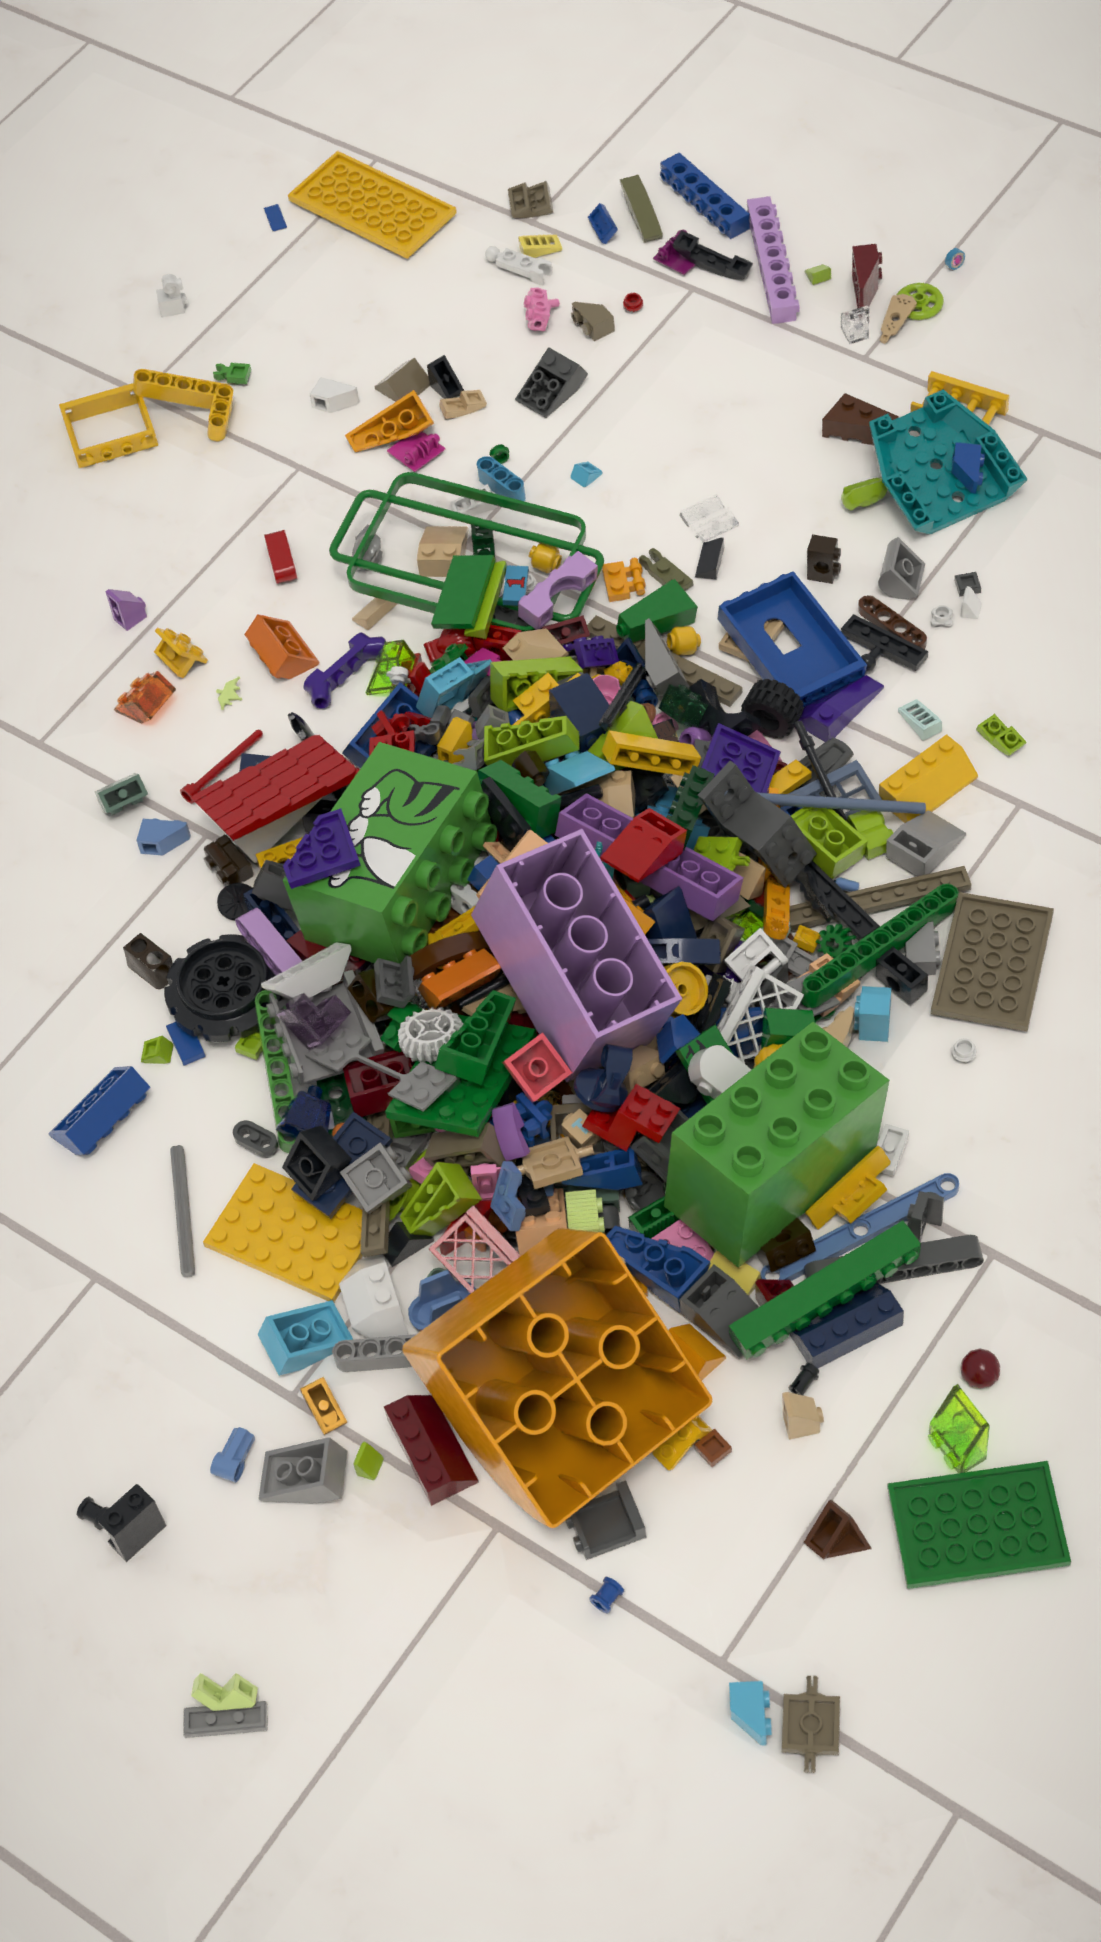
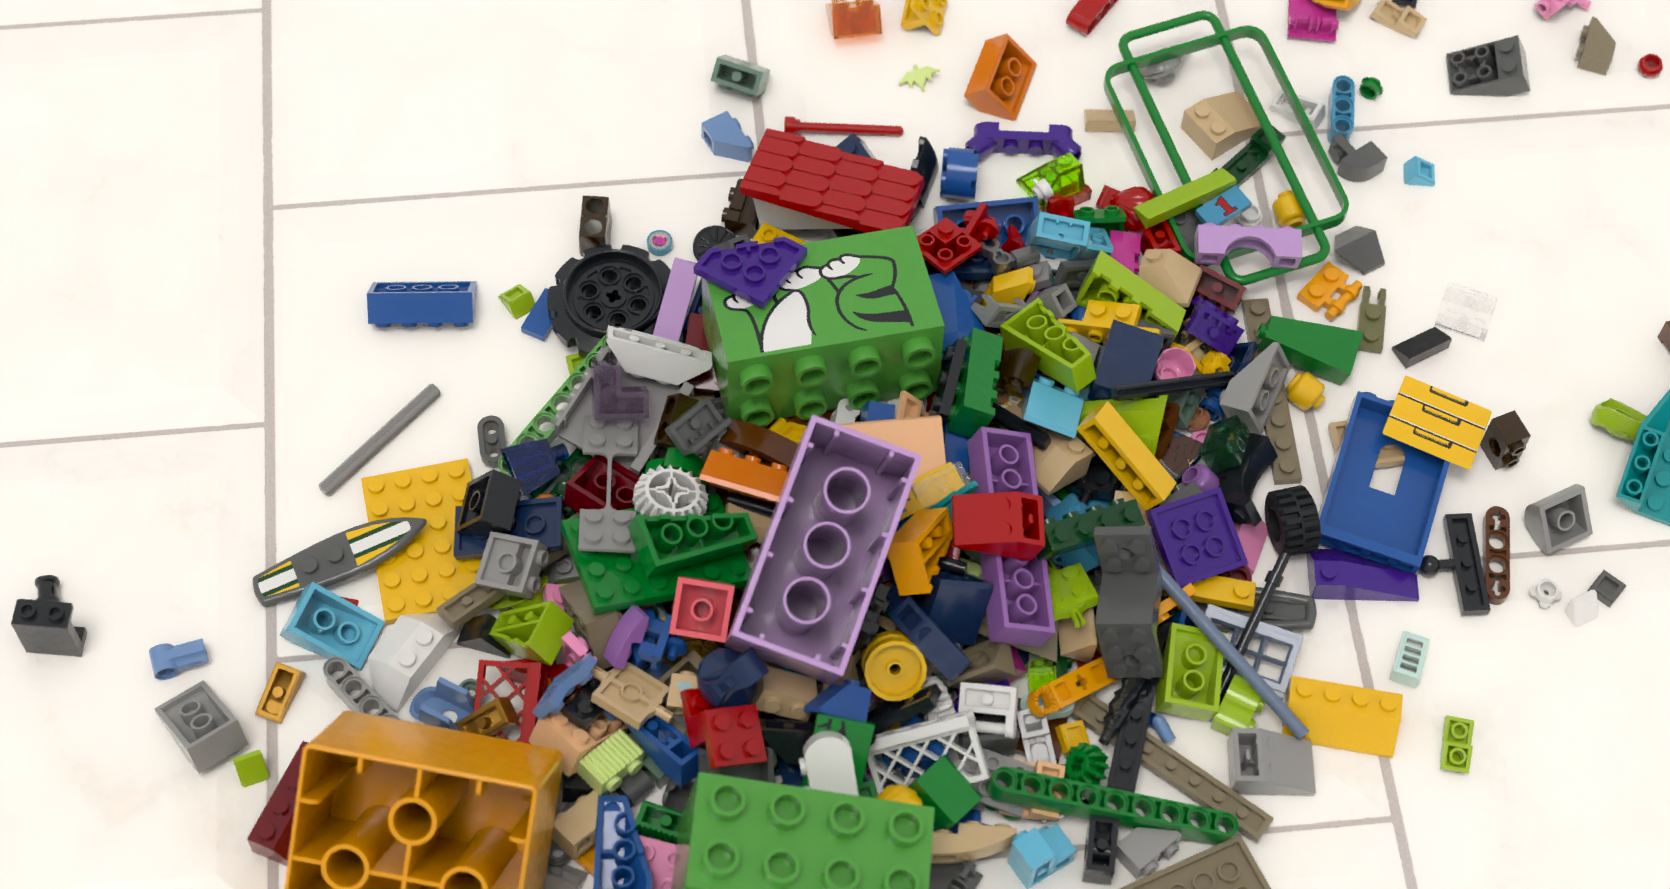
camera: 40 degrees right, 5 degrees up
(199, 931) = (659, 242): none -> tile
(253, 1298) = (336, 558): none -> dark grey piece
(333, 716) = (959, 173): none -> blue brick
(463, 592) = (1174, 172): green tile -> none
(478, 1272) = (490, 718): none -> pearl gold slope
(550, 494) = (1357, 164): none -> dark grey brick
(610, 539) = (1360, 248): none -> dark grey slope
(780, 581) = (1437, 422): none -> yellow sticker

